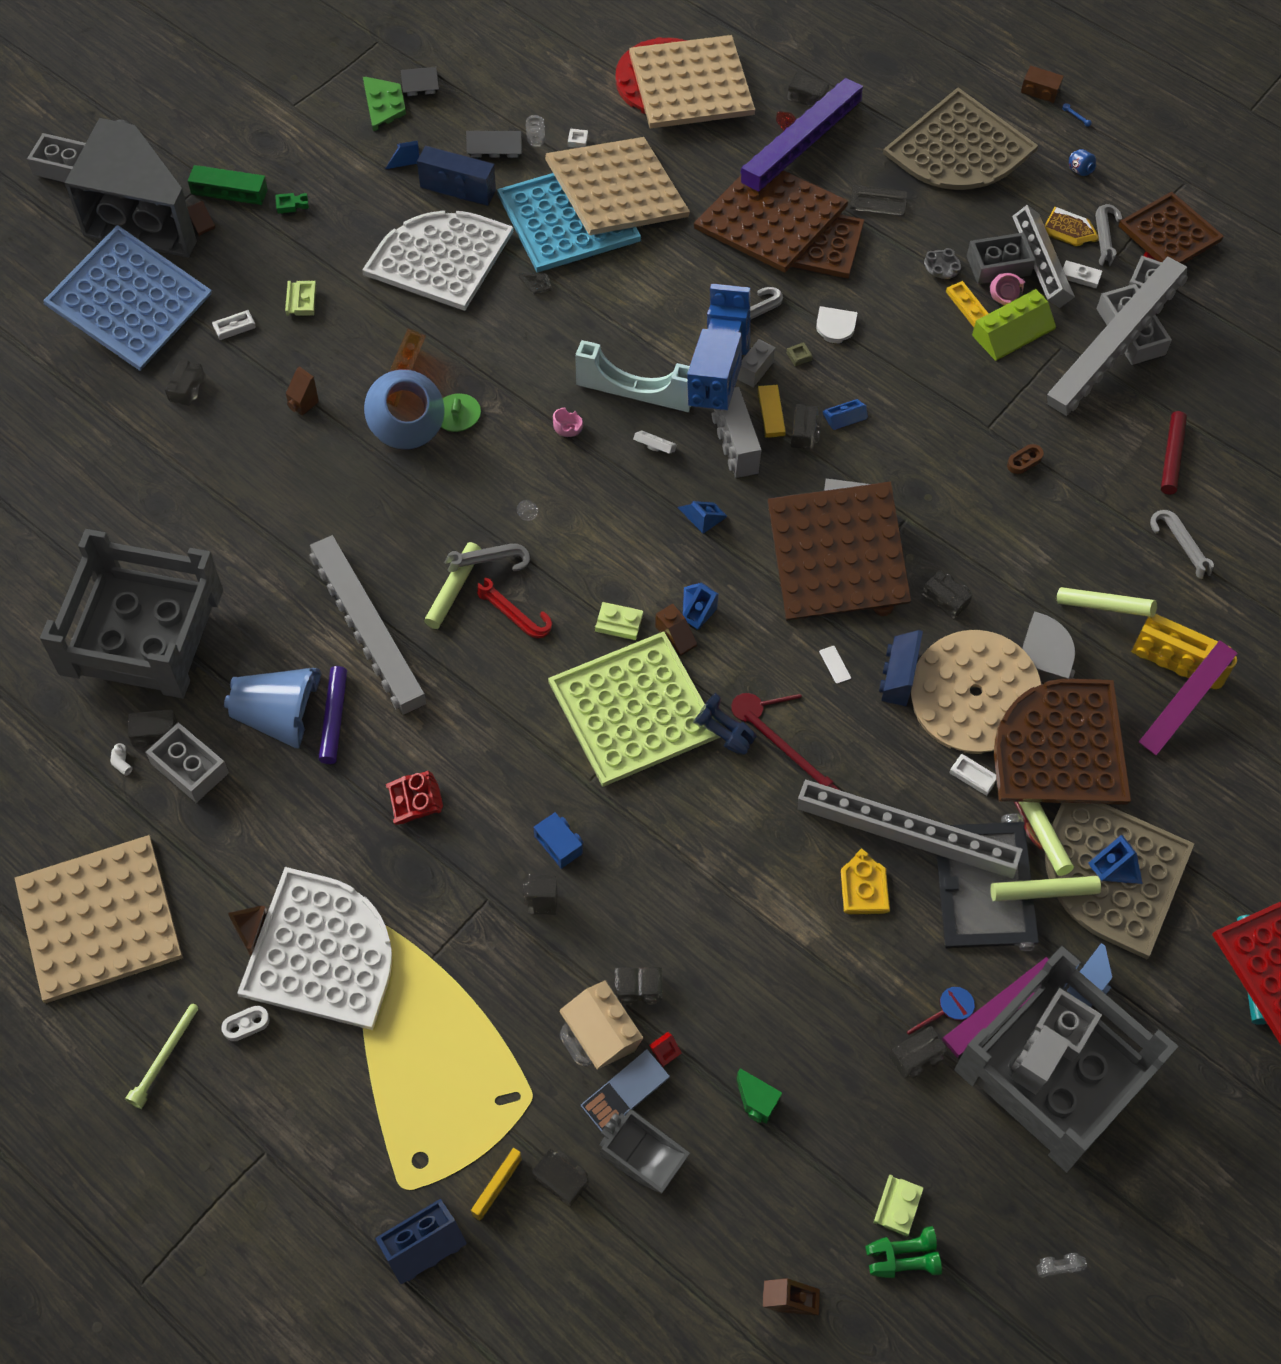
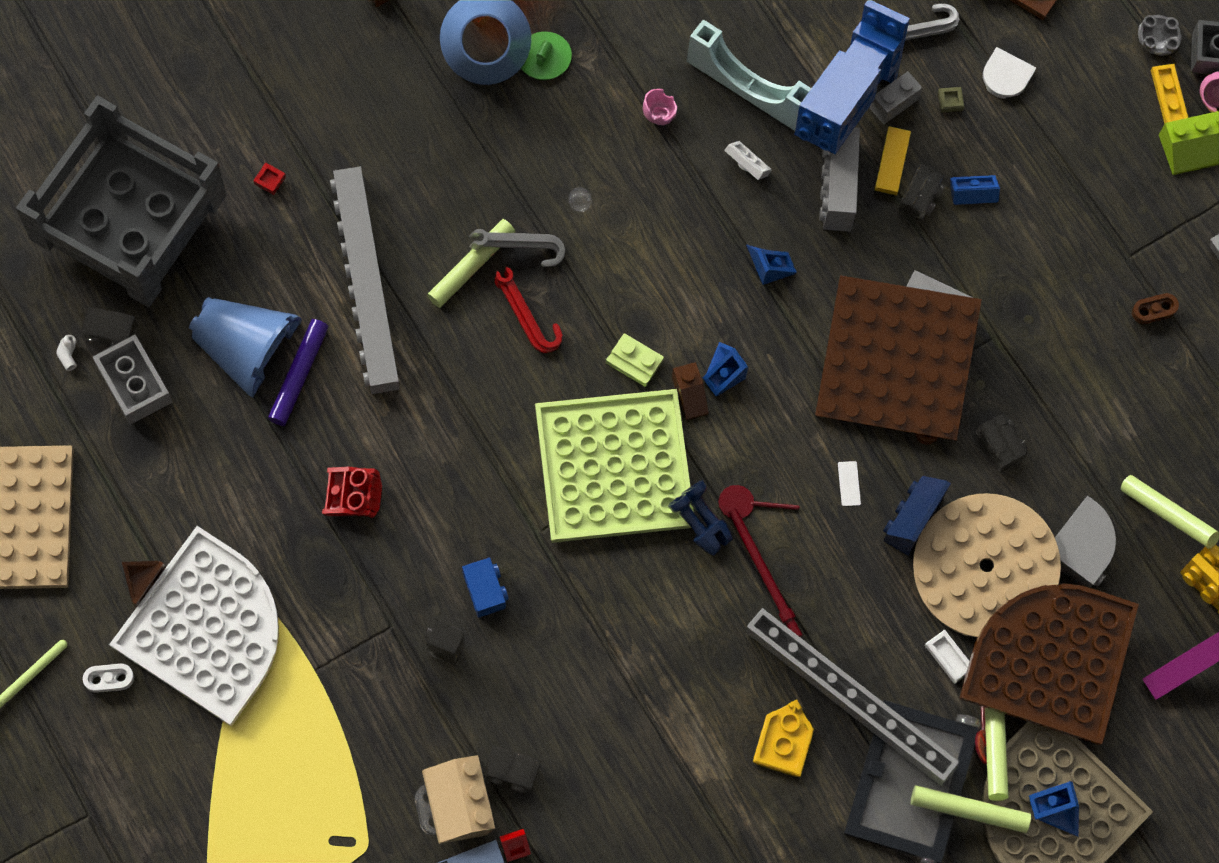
camera: 15 degrees right, 10 degrees up
(256, 569) = (269, 178): none -> red plate

